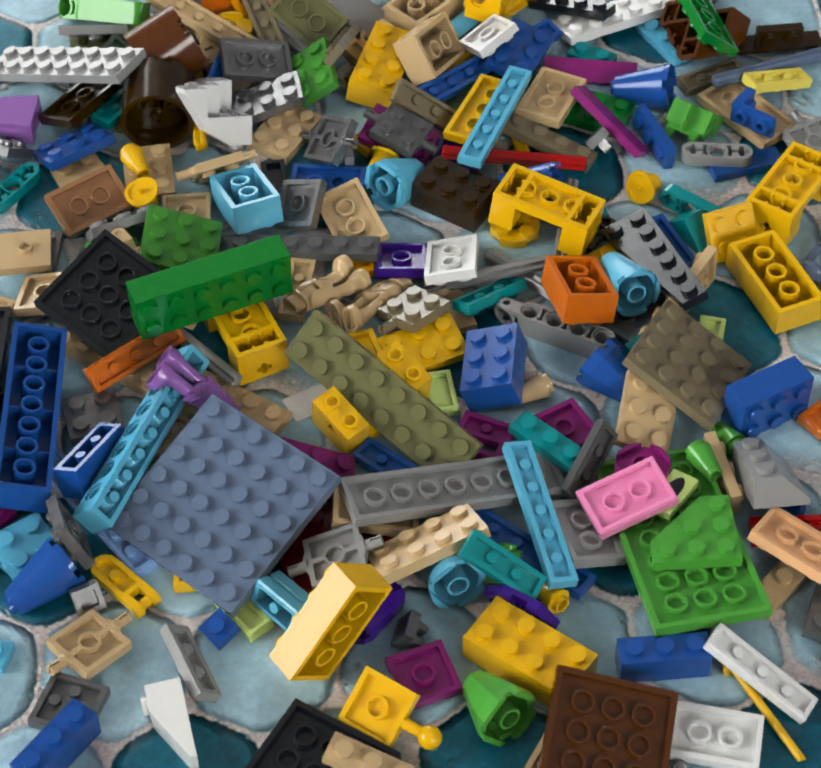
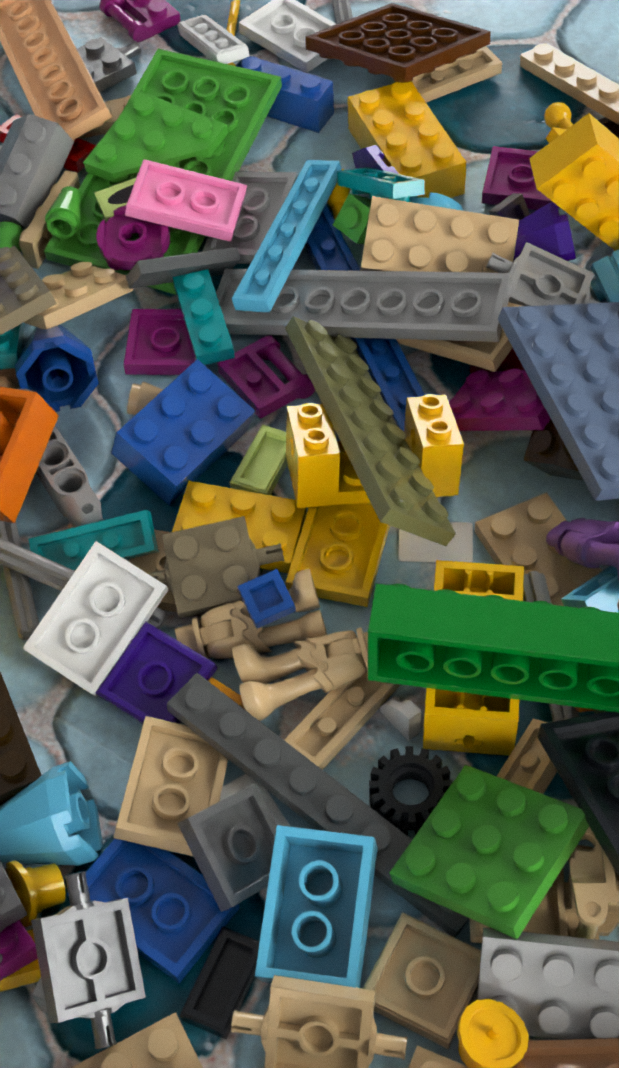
camera: 145 degrees left, 5 degrees up
(367, 295) = (266, 598): none -> blue plate
(498, 707) = (474, 109): bright green cone -> none

